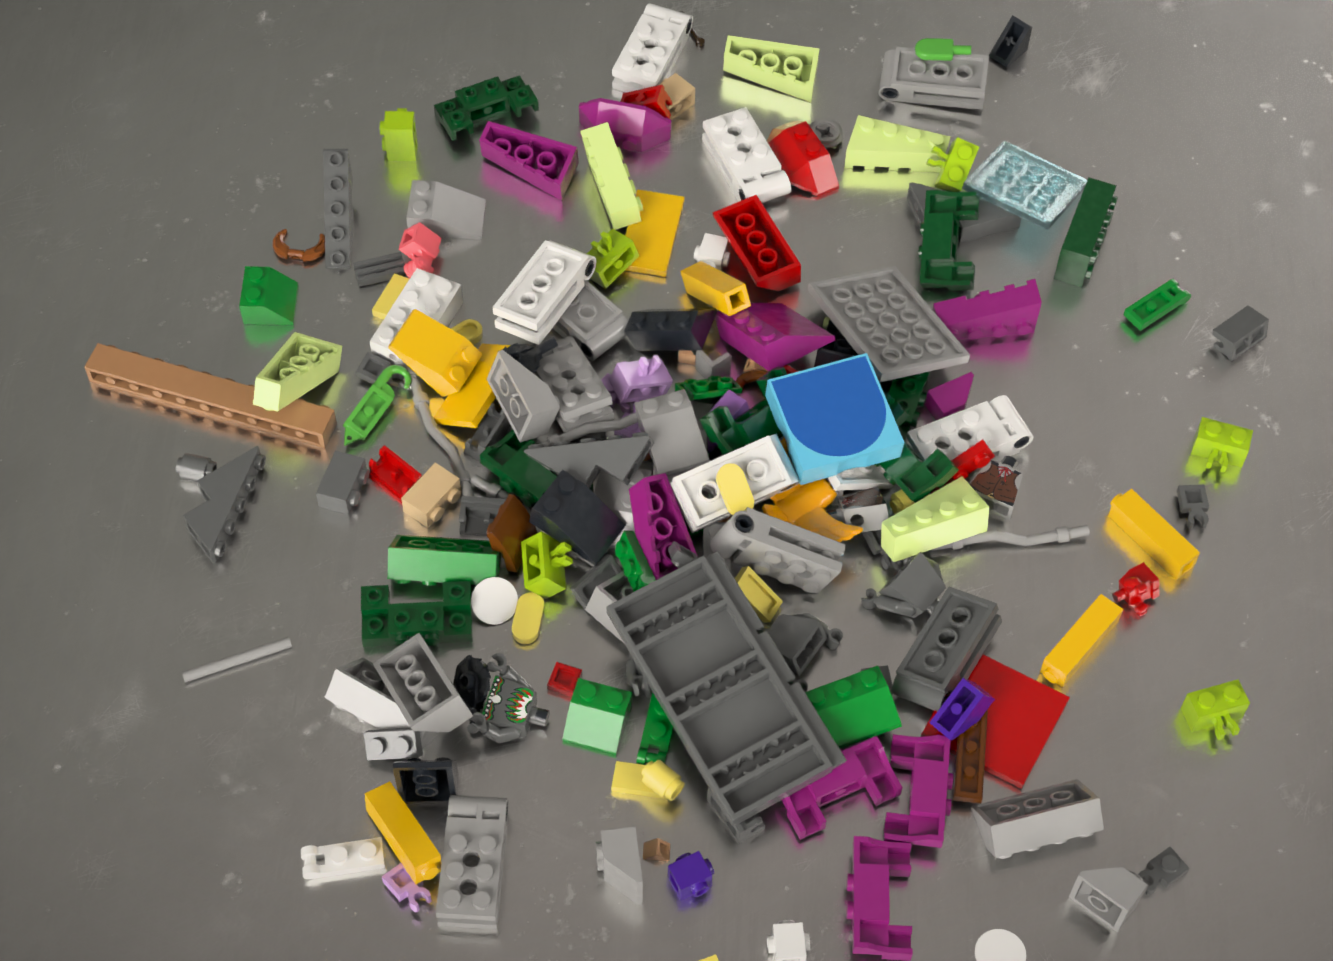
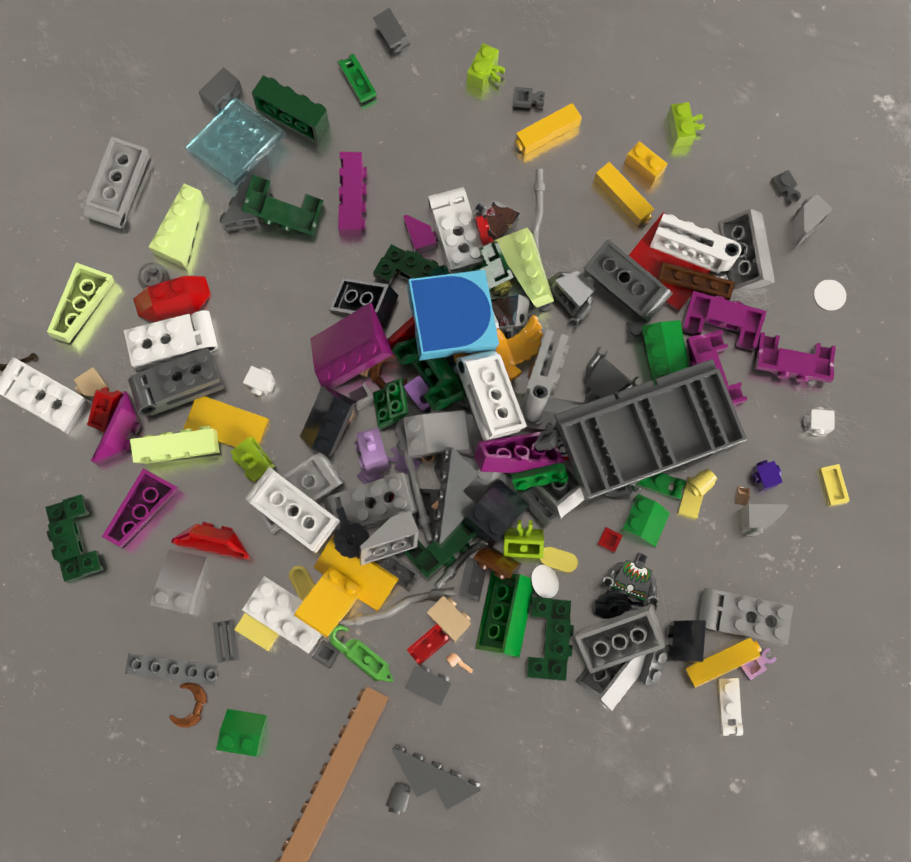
camera: 85 degrees left, 20 degrees up
(237, 659) = (566, 774): light grey bar -> none
(296, 370) = (327, 712): yellowish green wedge -> none
(380, 512) = (454, 659): none -> light nougat hand
(399, 135) = (95, 611): lime brick -> none
(421, 246) = (217, 603): coral brick -> none
(501, 238) = (212, 540): none -> red wedge
(692, 170) = (175, 382): none -> dark grey hinge
(715, 288) = (302, 382): yellow brick -> none
(734, 488) = (505, 394): light yellow tile -> none
(759, 244) = (260, 344): red slope -> none
(759, 594) = (566, 397): light yellow tile -> none
(889, 322) = (353, 264): light grey plate -> none
(940, 49) = (98, 171): bright green piece -> none
(955, 165) = (212, 186): lime brick -> none
(962, 709) = (678, 278): dark purple slope -> none
(1012, 42) = (89, 119): black slope -> none
(1016, 753) = (695, 244): none -> white hinge
(1091, 160) = (220, 90): none -> dark grey brick
(1137, 586) = (589, 150): red piece -> none
(1138, 663) = (645, 163): none -> yellow brick

